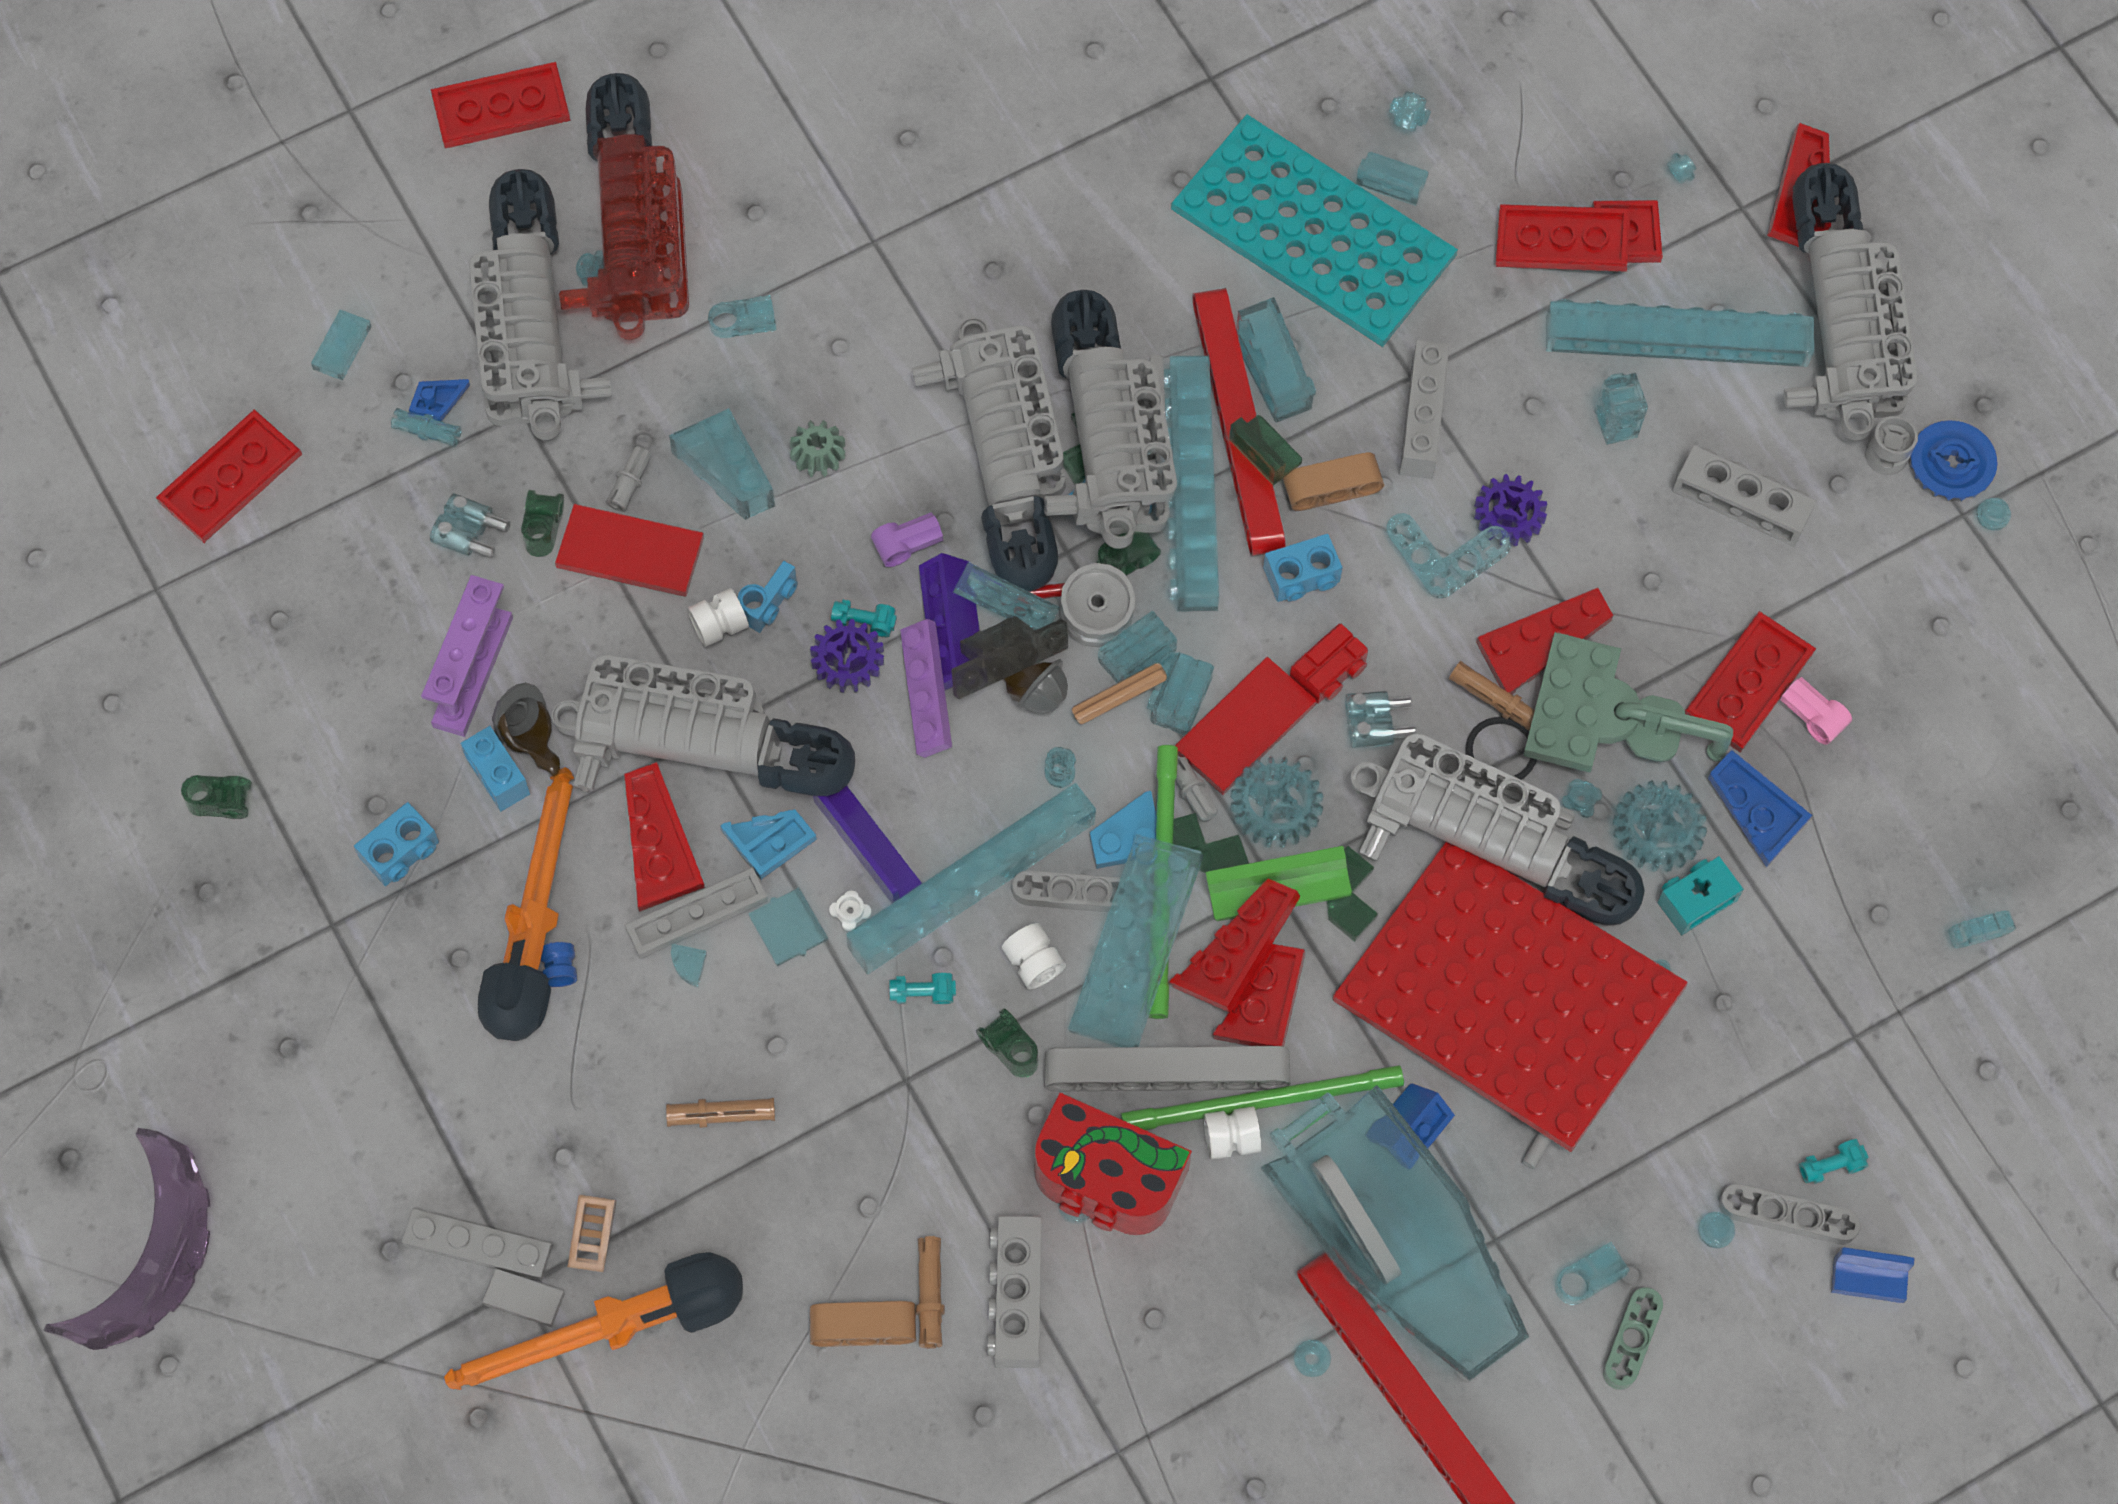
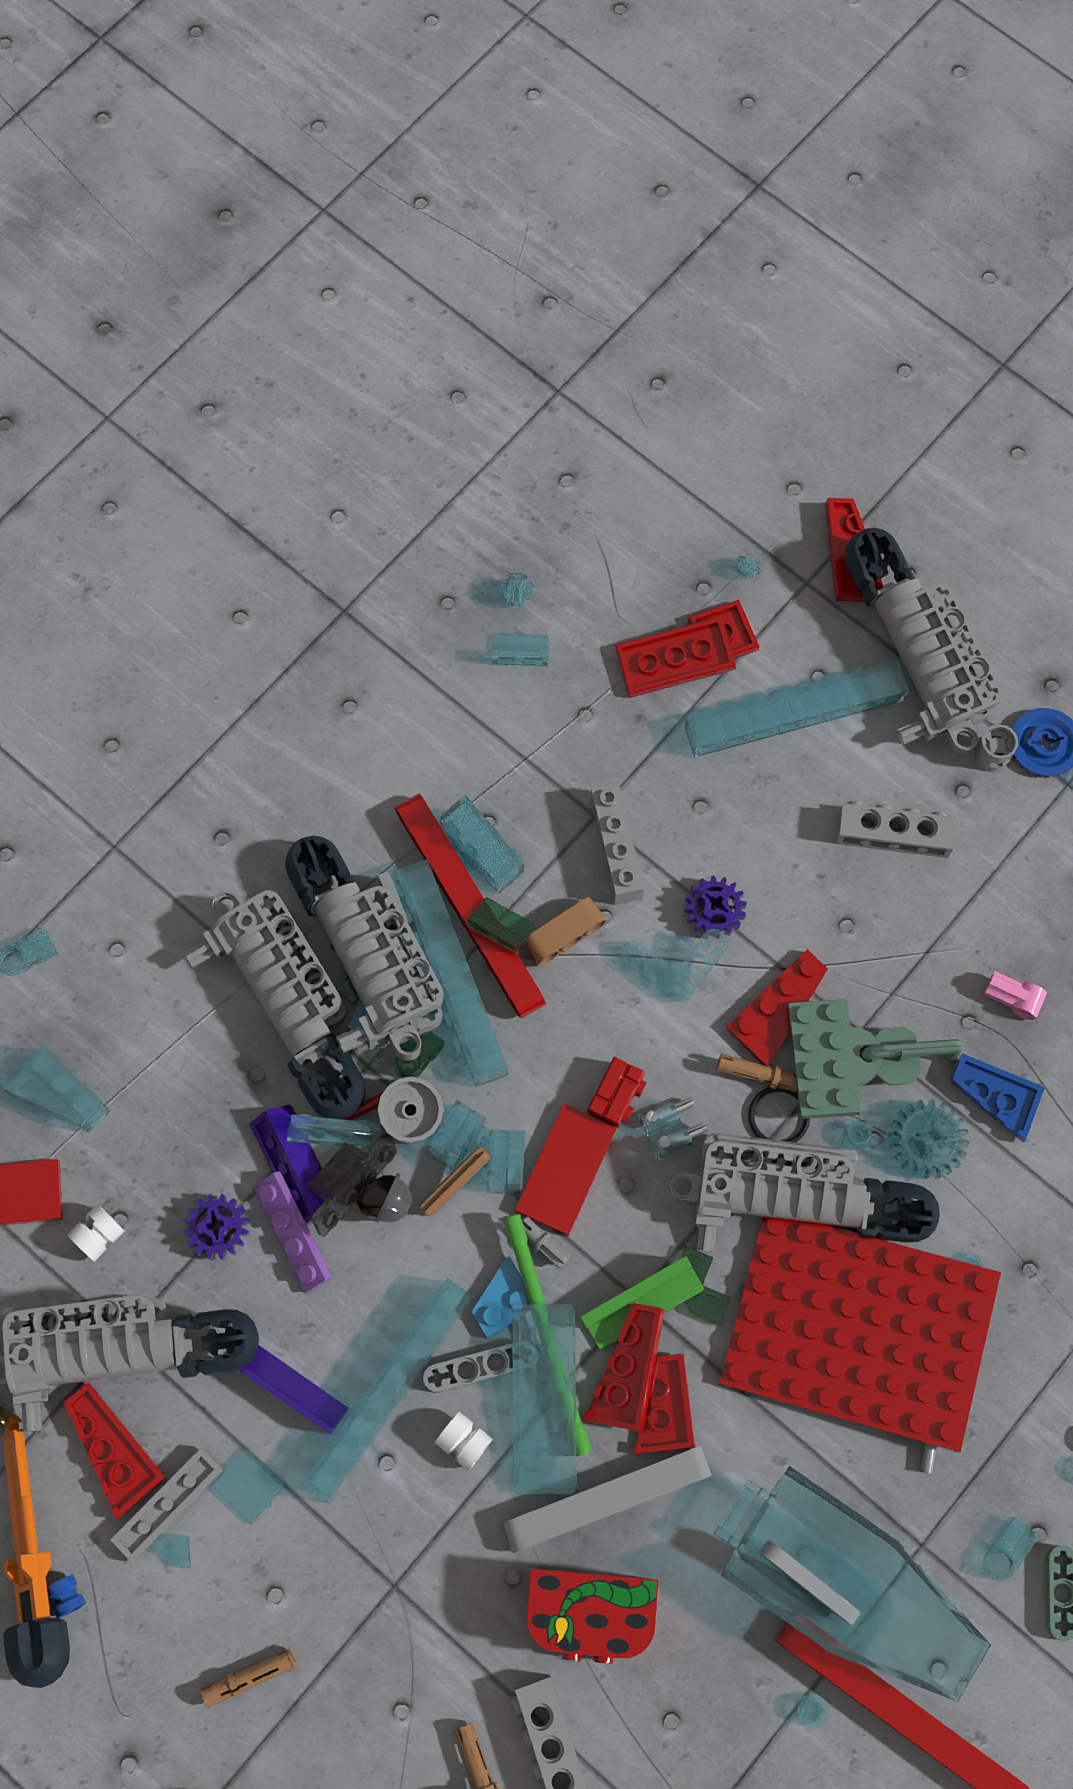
camera: 20 degrees left, 5 degrees up
(769, 839) = (207, 1415): dark azure wing -> none
(780, 586) = (140, 1183): dark azure plate -> none
(805, 451) = (120, 1057): sand green gear -> none
(847, 901) = (292, 1445): white plate -> none
(881, 620) = (234, 1184): teal bar -> none
(898, 542) = (225, 1109): medium lavender piece -> none
(941, 989) = (395, 1496): teal bar -> none
(1007, 1038) = (468, 1524): clear green piece -> none
(1055, 775) = (428, 1272): clear light blue bush -> none
(1152, 1118) = (609, 1546): bright green piece -> none
(1217, 854) = (584, 1293): clear green tile -> none
(1232, 1133) = (680, 1538): white wheel -> none
(1254, 786) = (629, 1231): clear light blue gear -> none
(1298, 561) = (560, 1011): dark azure brick -> none
(1336, 226) = (472, 757): teal piece -> none
(1424, 1112) = (824, 1463): blue panel -> none
(1621, 408) = (774, 790): clear light blue brick -> none
(1691, 910) = (995, 1179): teal brick -> none
(1752, 678) = (954, 986): red tile -> none

